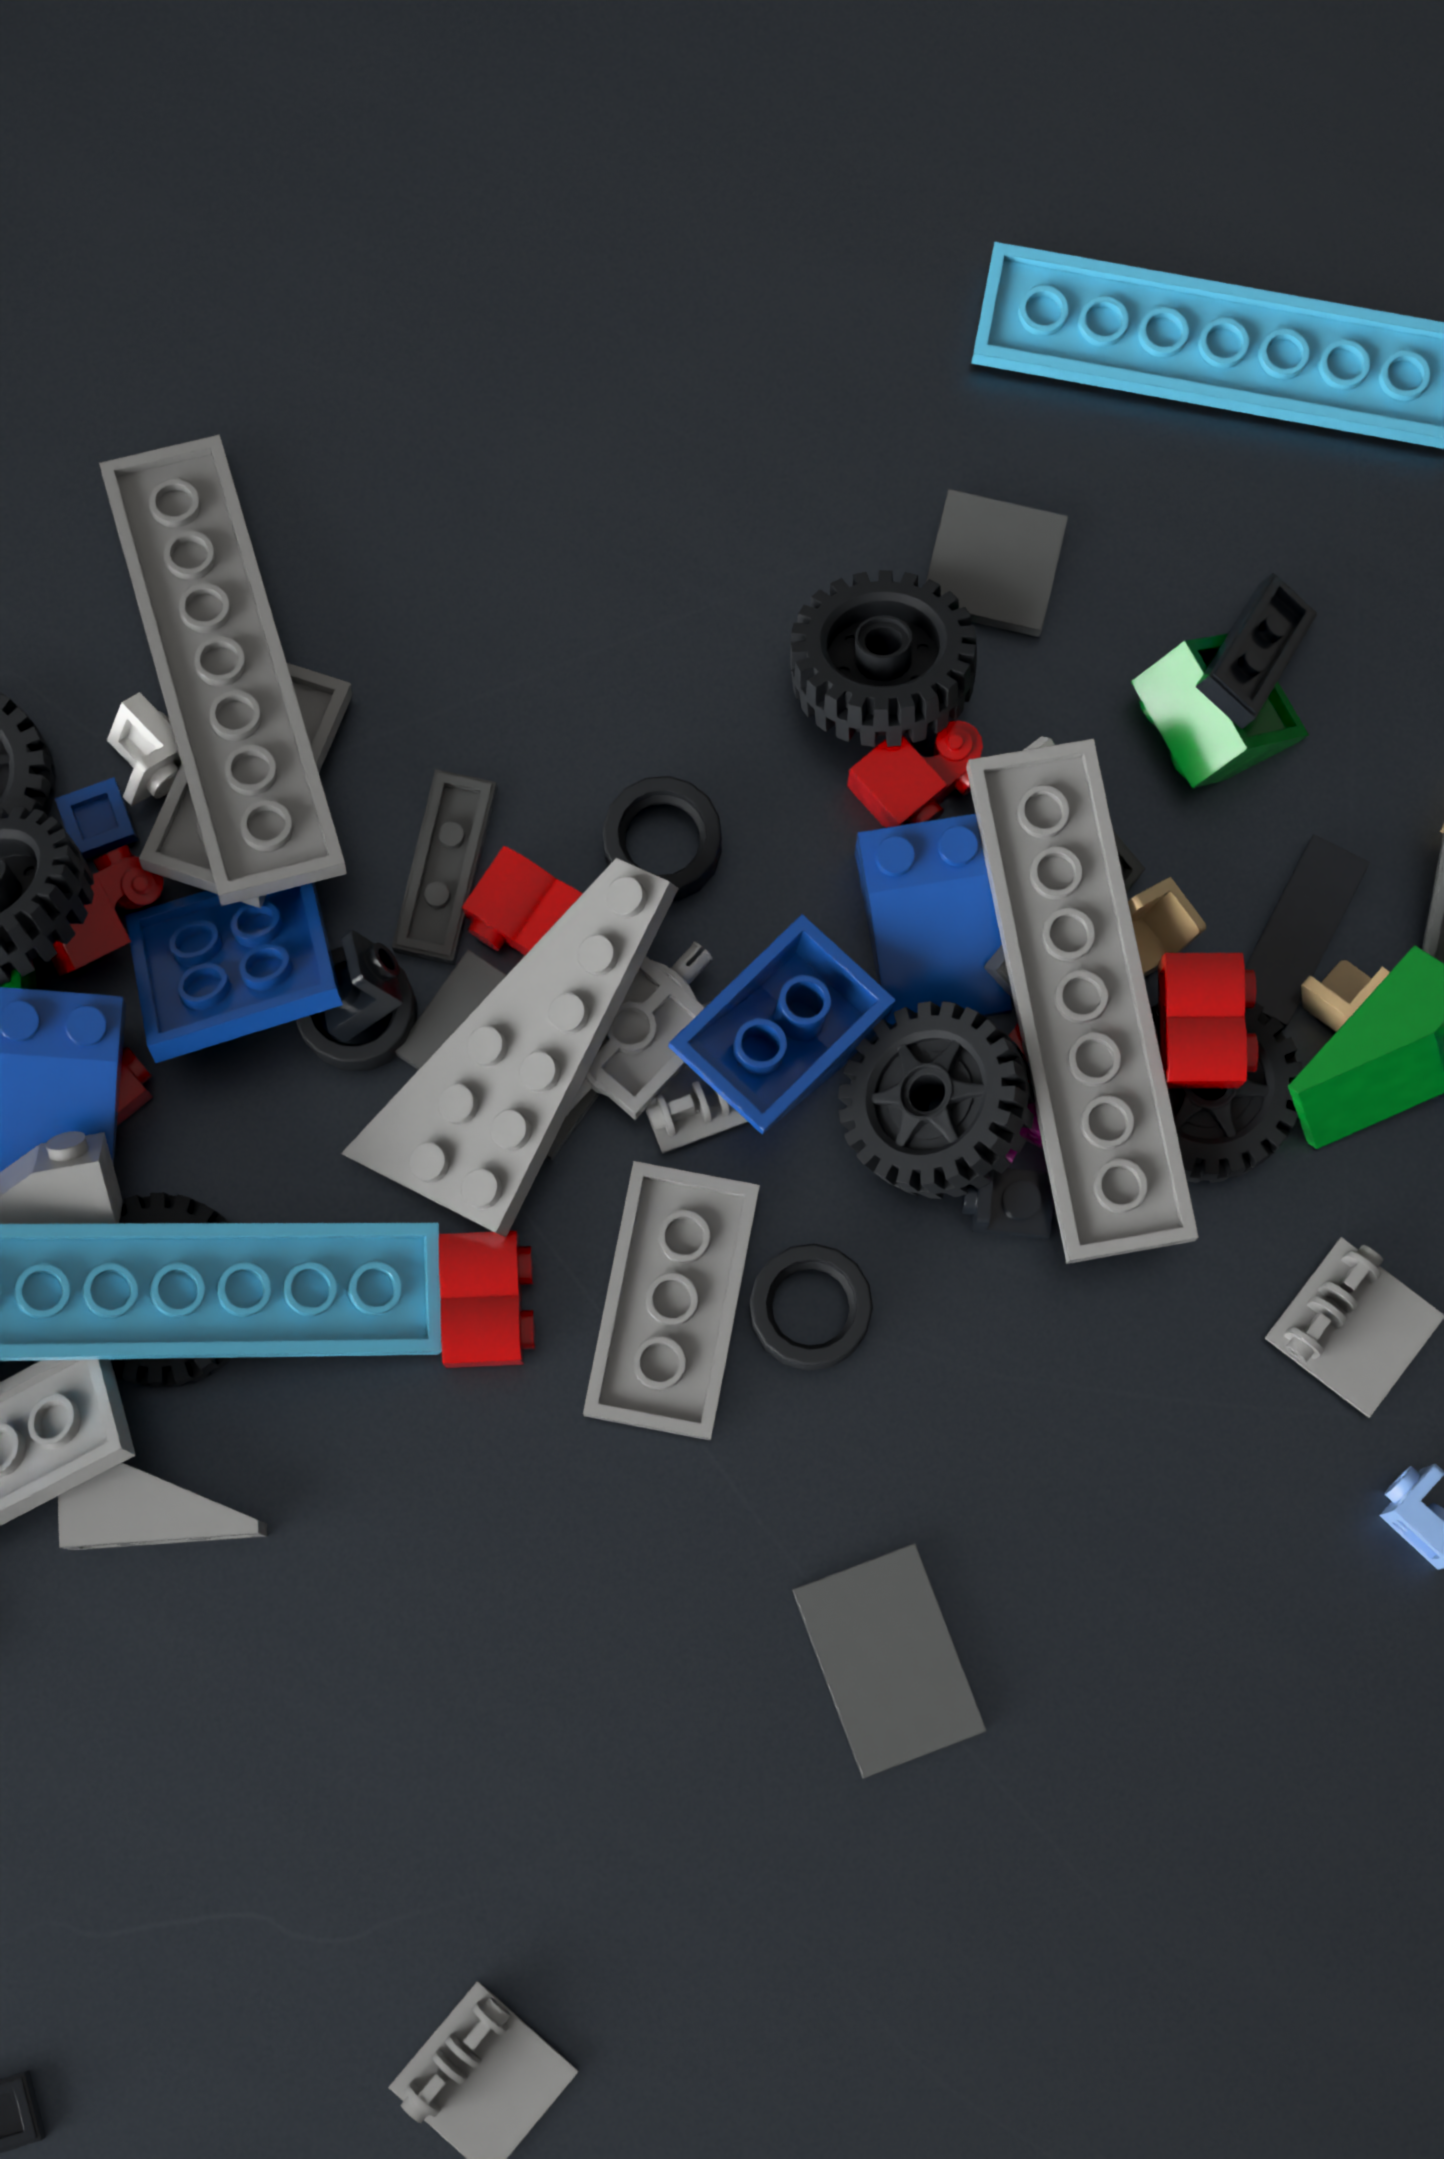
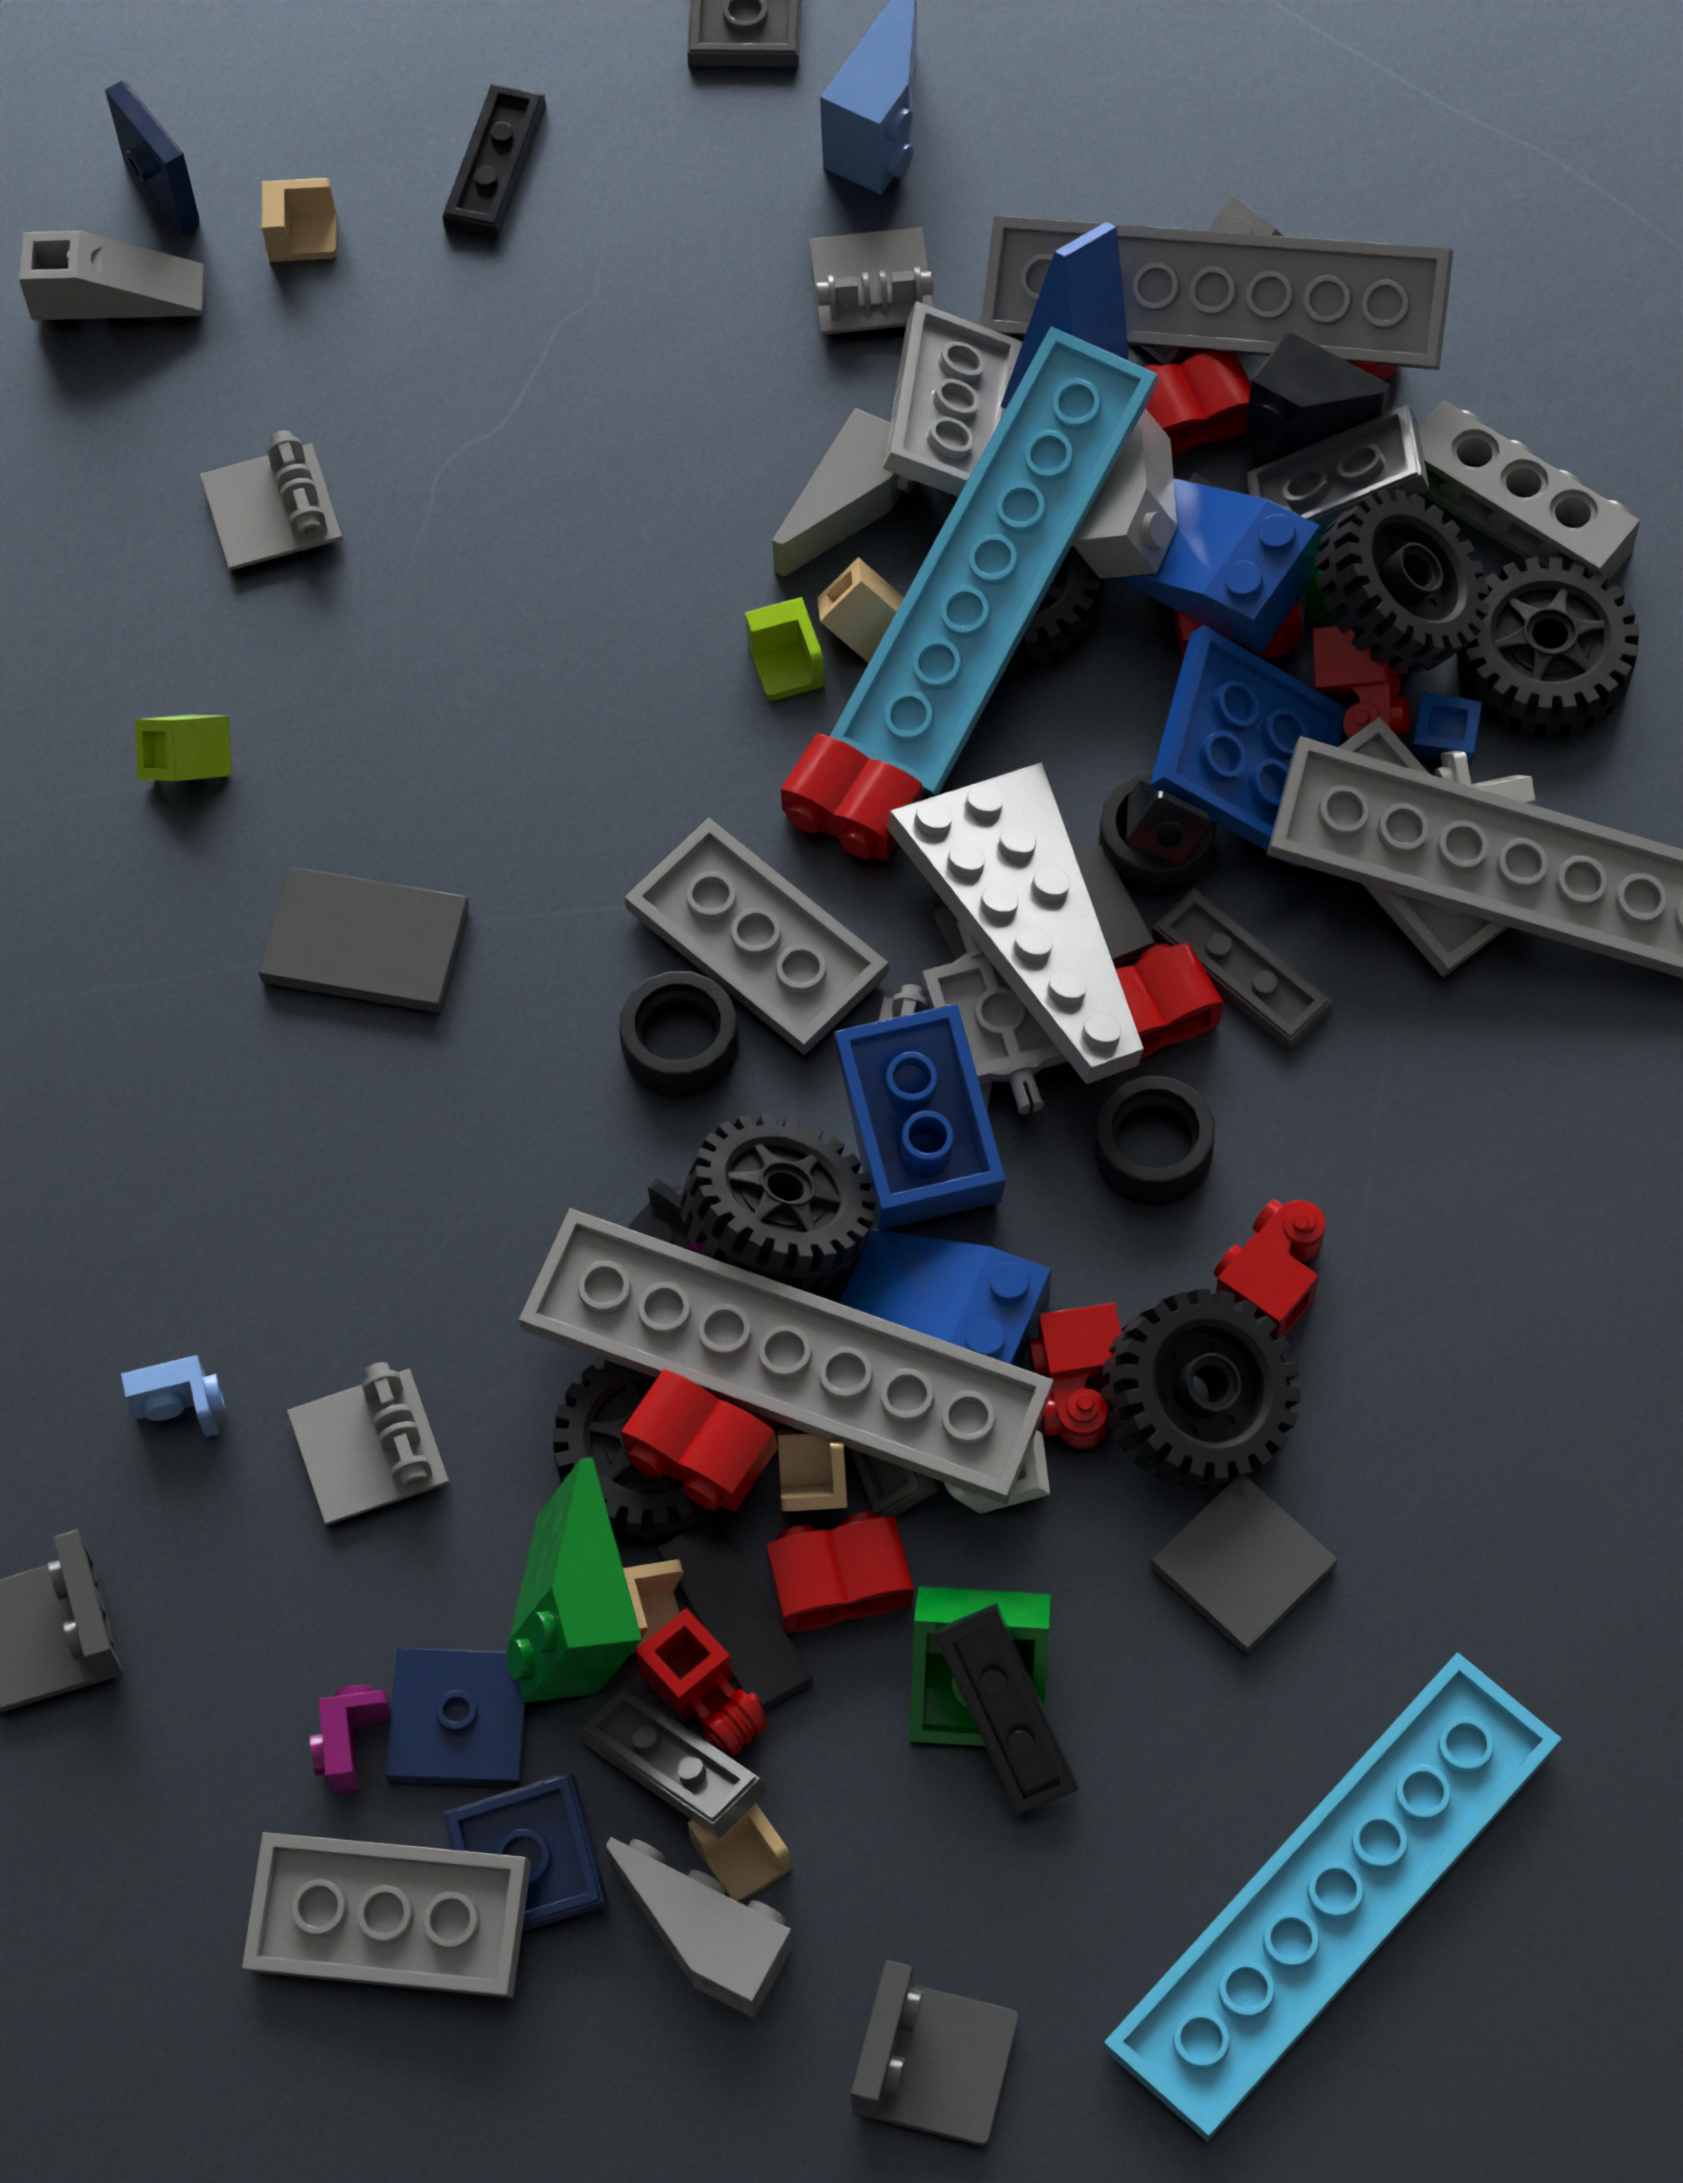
camera: 125 degrees right, 15 degrees down
(272, 1411) = (859, 608): none -> tan panel
(359, 1459) = (784, 649): none -> lime panel
(735, 682) = (1269, 1264): none -> red brick
(803, 1970) = (183, 747): none -> lime panel
(1216, 863) = (839, 1572): none -> red brick
(1385, 912) = (694, 1680): none -> red brick

